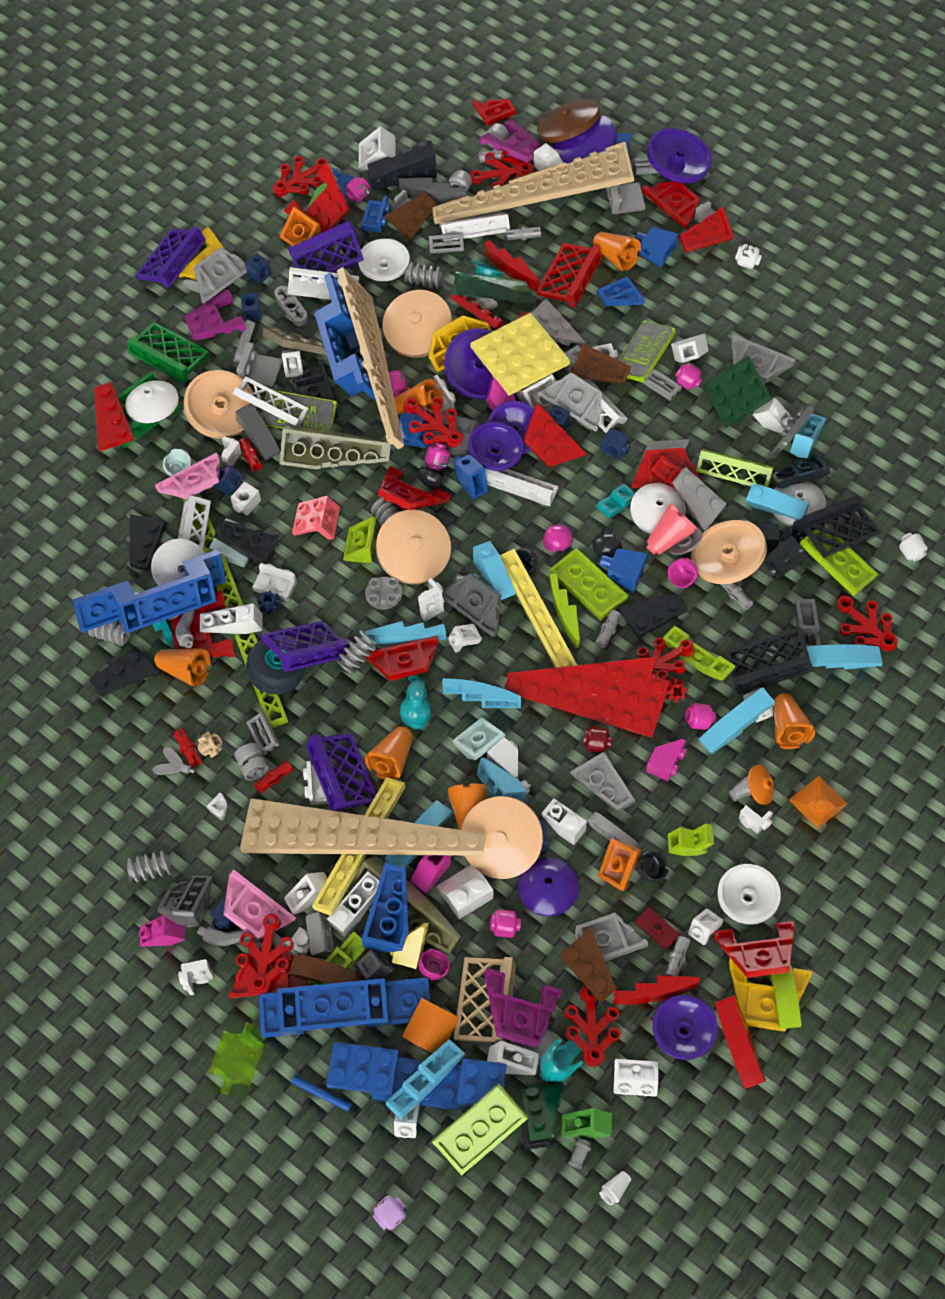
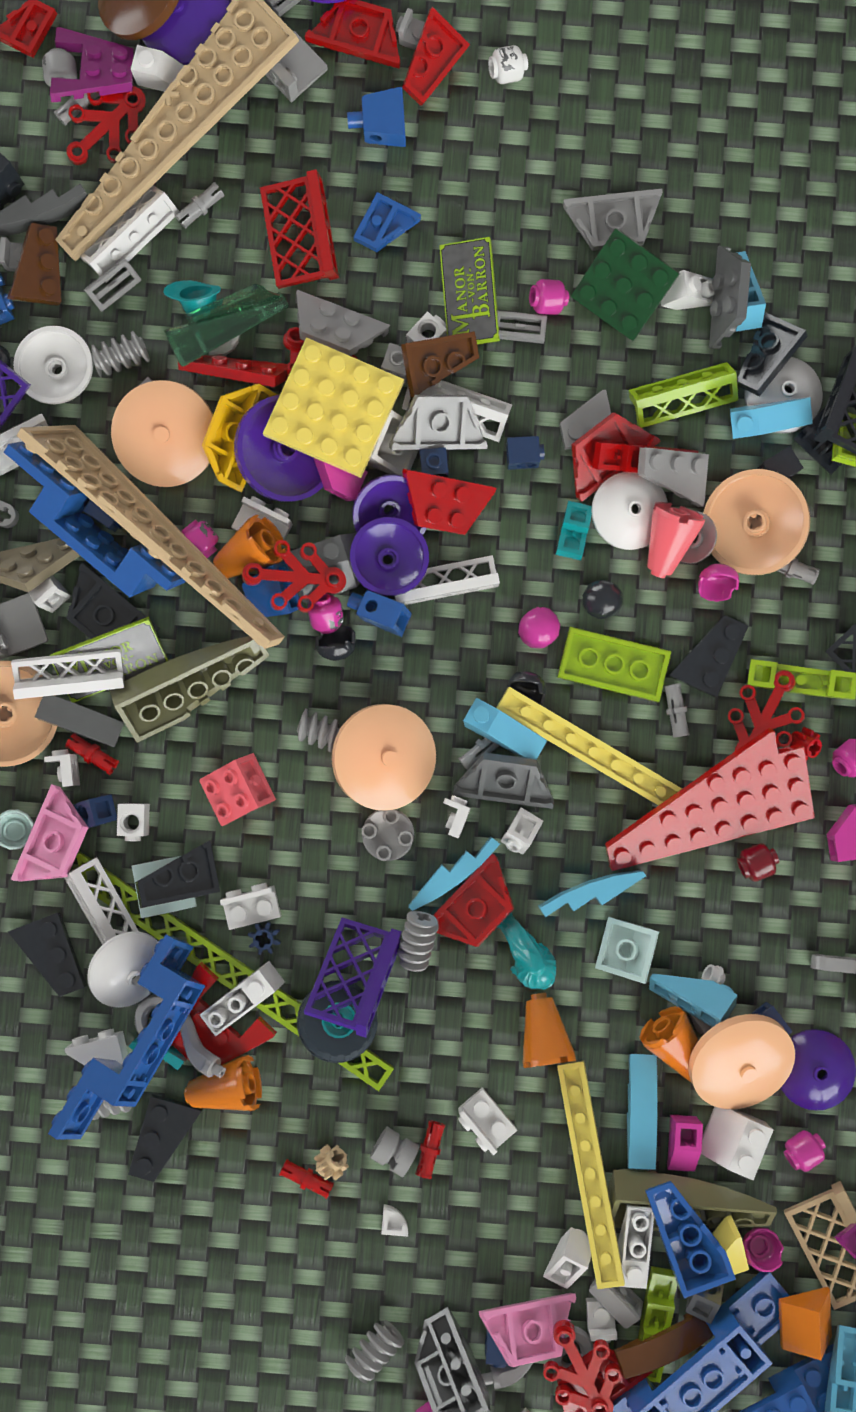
camera: 40 degrees left, 25 degrees up
(176, 764) = (307, 1204): light grey piece -> none
(269, 745) = (381, 1102): light grey tile -> none
(308, 830) = (522, 1194): tan wing -> none
(326, 772) = (498, 1116): dark purple fence -> none
(361, 541) = (312, 786): lime slope -> none
(406, 495) = (325, 696): red wing -> none
(460, 179) = (62, 175): light grey head -> none
(505, 755) = (675, 955): white slope -> none
(511, 267) = (228, 269): red slope -> none
(564, 821) = (792, 990): white slope -> none
(566, 614) = (622, 727): lime slope -> none
(604, 782) = (797, 907): light grey wing -> none
(618, 249) = (337, 157): orange cone -> none
(625, 567) = (645, 618): blue torso -> none
(690, 348) = (525, 256): white slope -> none
(785, 557) = (824, 485): black hinge -> none

